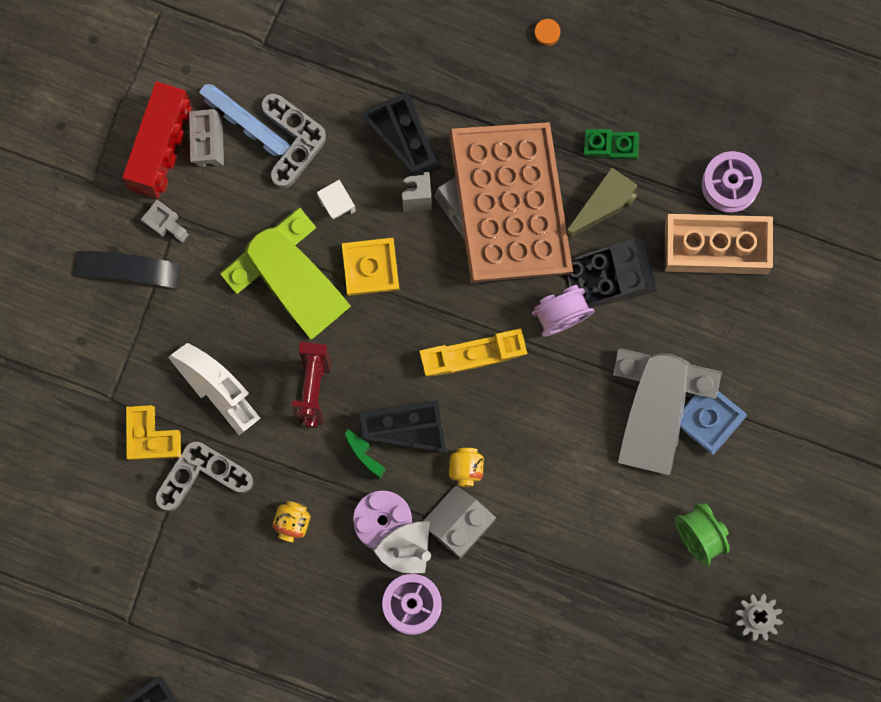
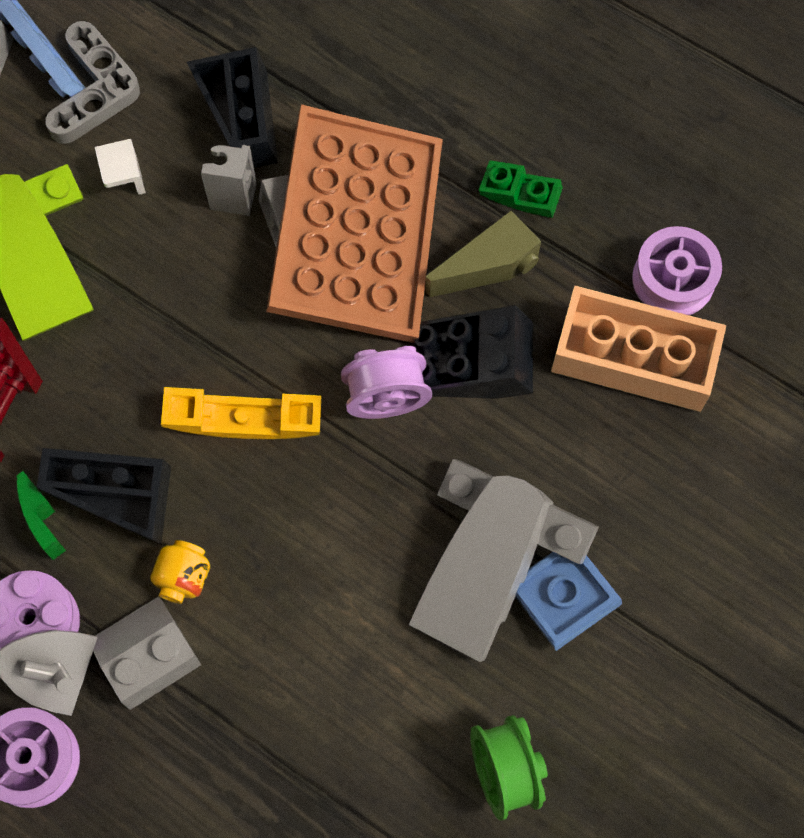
camera: 15 degrees right, 10 degrees down
(370, 266) = (138, 264): yellow plate -> none
(547, 32) = (472, 34): orange tile -> none

